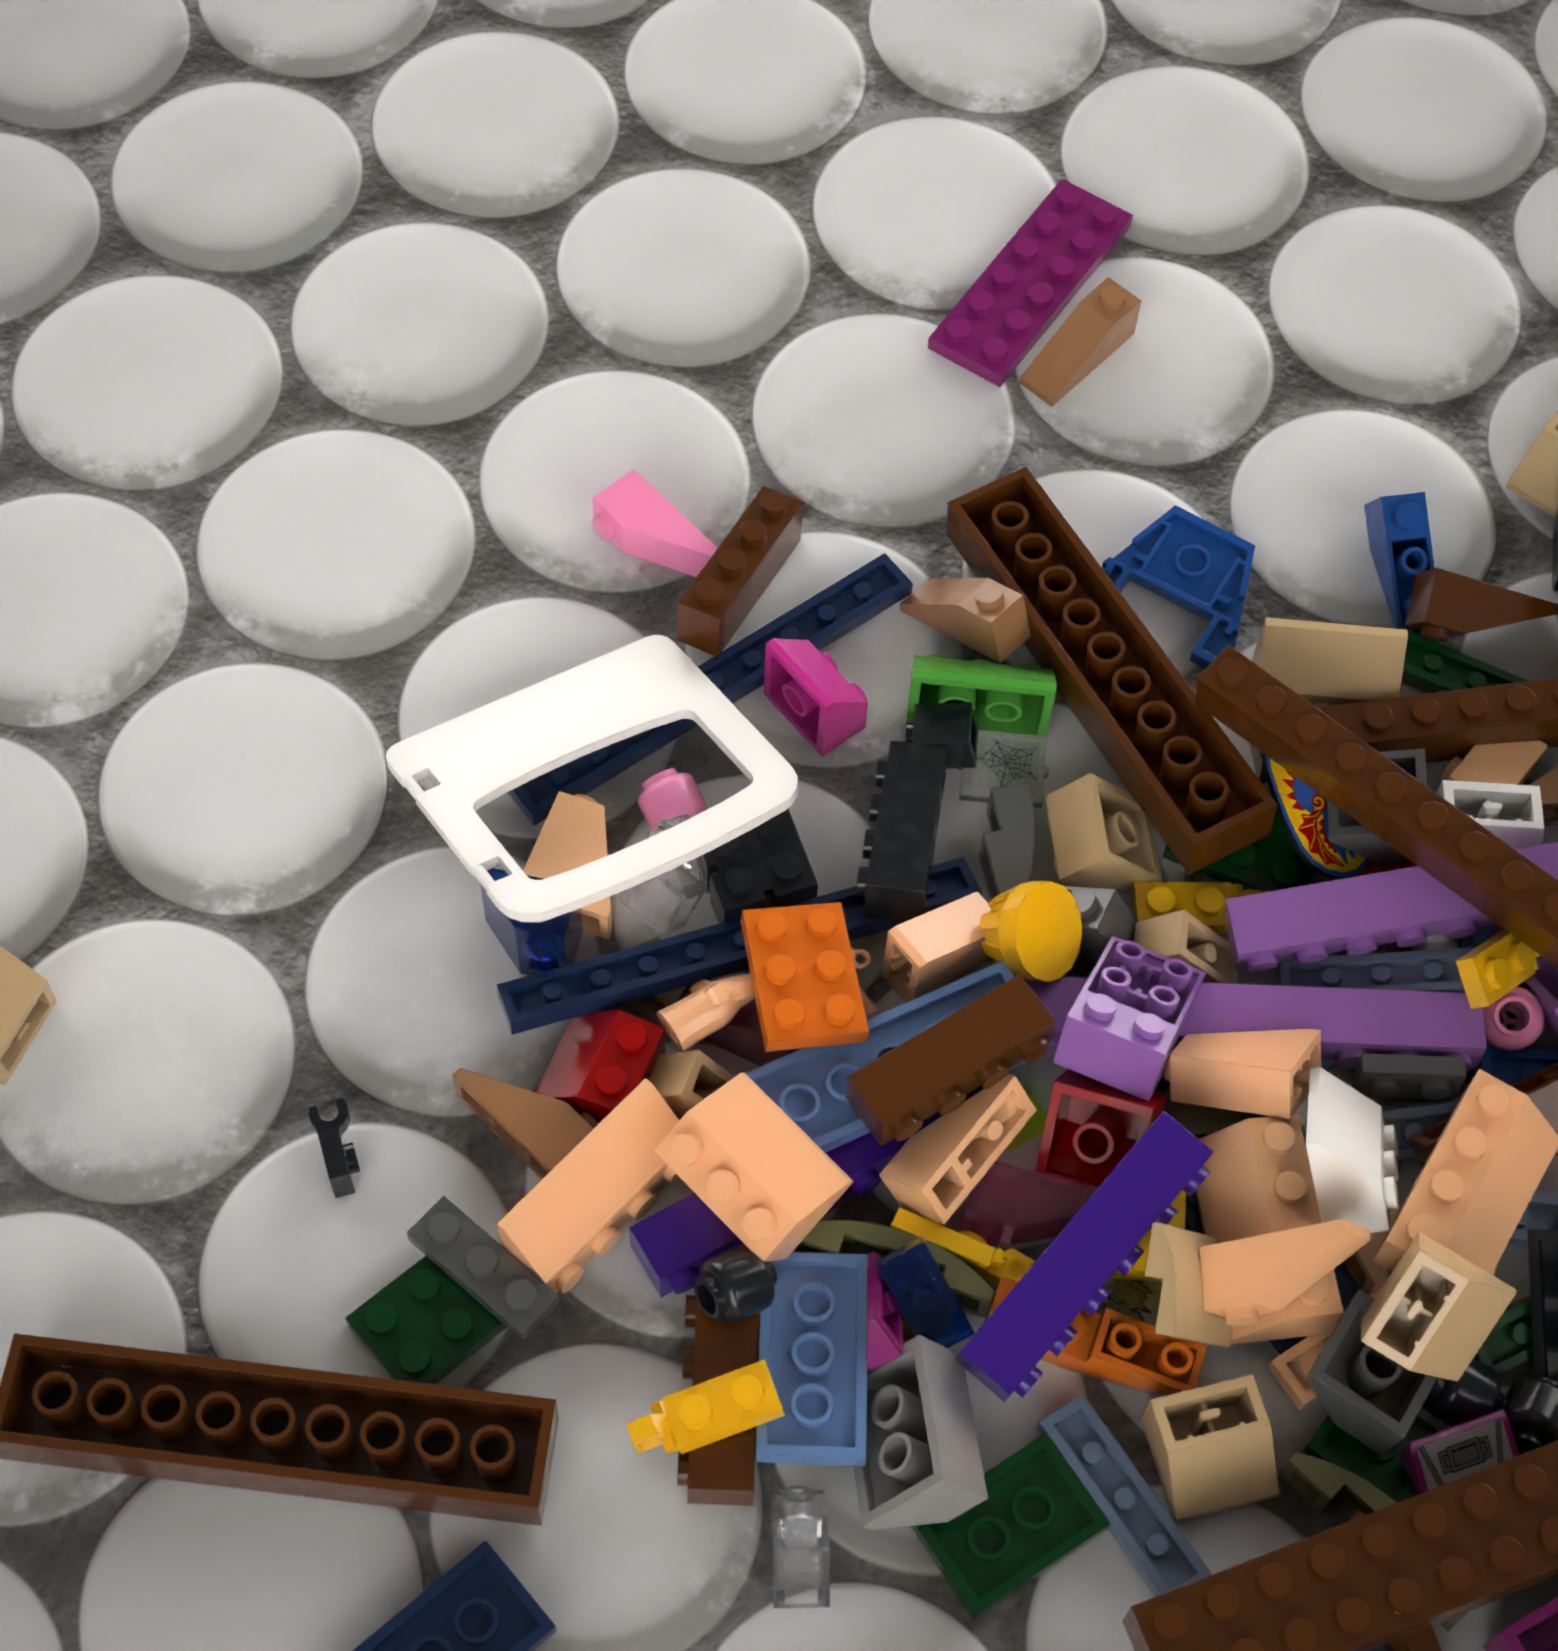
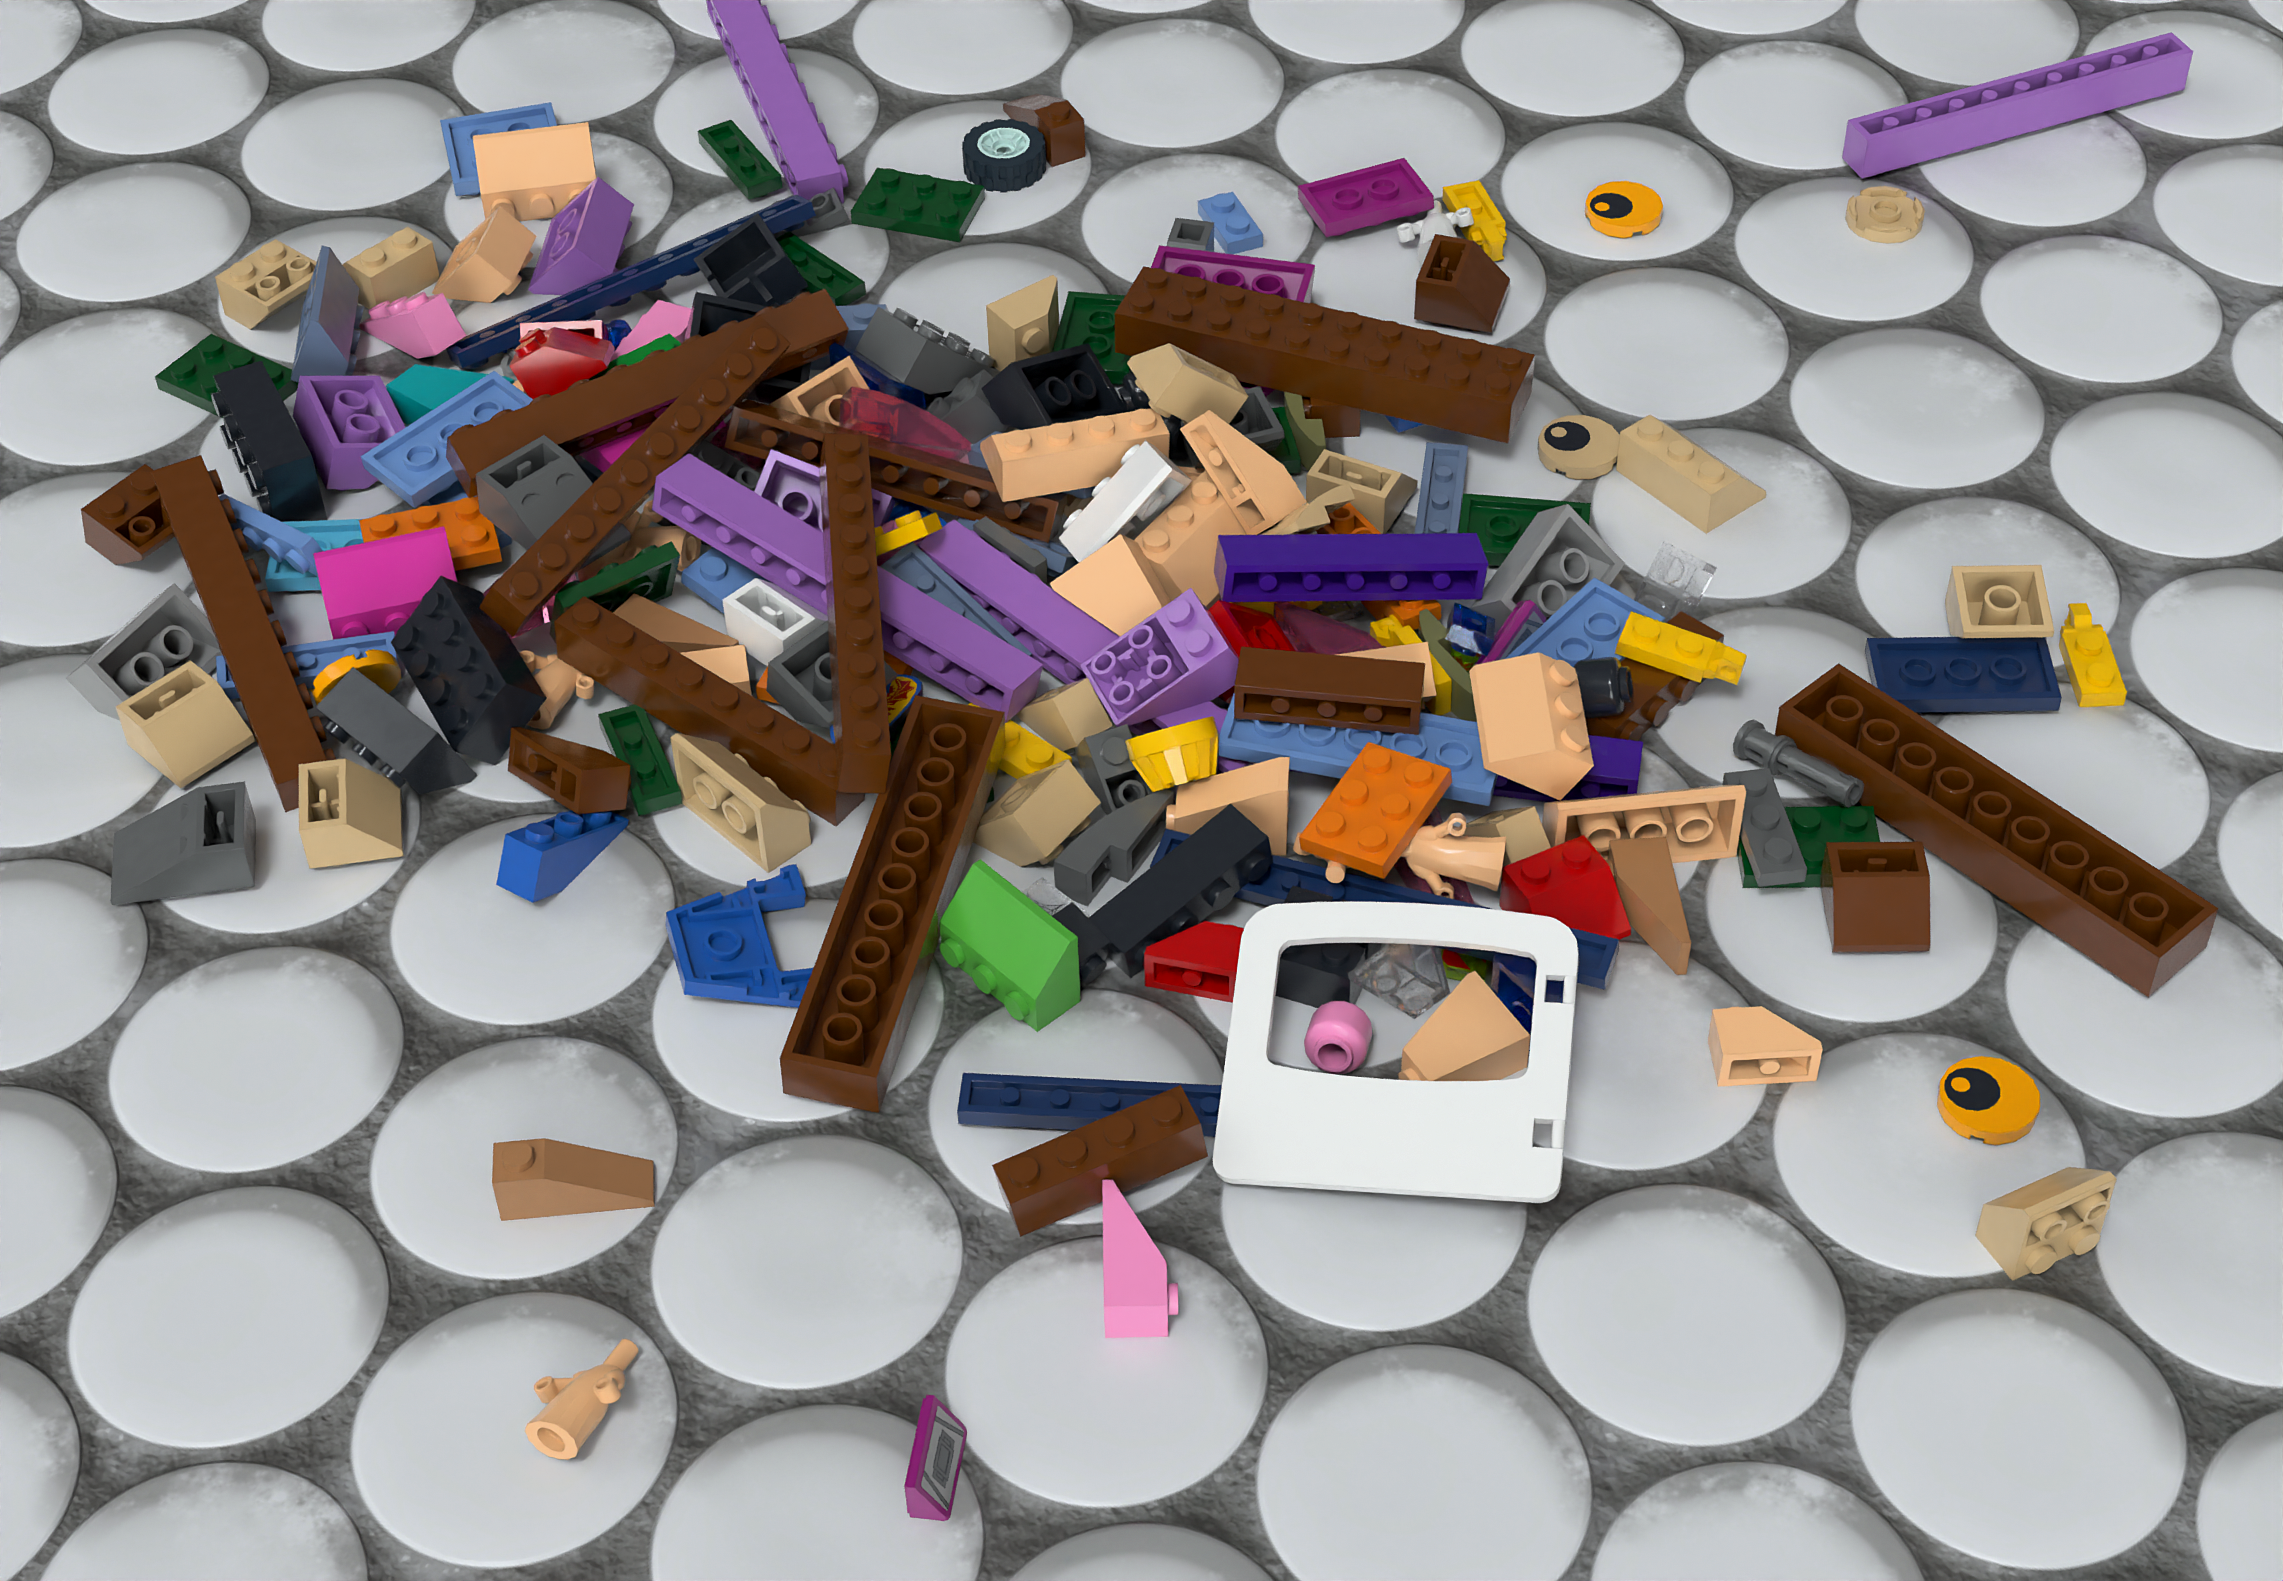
camera: 135 degrees left, 15 degrees down
(113, 1131) = (1988, 1100): none -> light orange tile
(332, 1265) = (1876, 896): none -> reddish brown slope
(333, 1033) = (1760, 1048): none -> light nougat slope
(338, 1158) = (1818, 967): black plate -> none
(533, 1381) = (1783, 757): none -> dark grey pin
(656, 336) = (934, 1462): none -> slope
(813, 693) = (1138, 1027): dark pink slope -> none
(834, 802) = (1196, 961): none -> red slope
(903, 227) = (577, 1404): none -> light nougat piece
(973, 613) = (953, 1006): medium nougat slope -> none
(1030, 282) = (526, 1282): magenta plate -> none

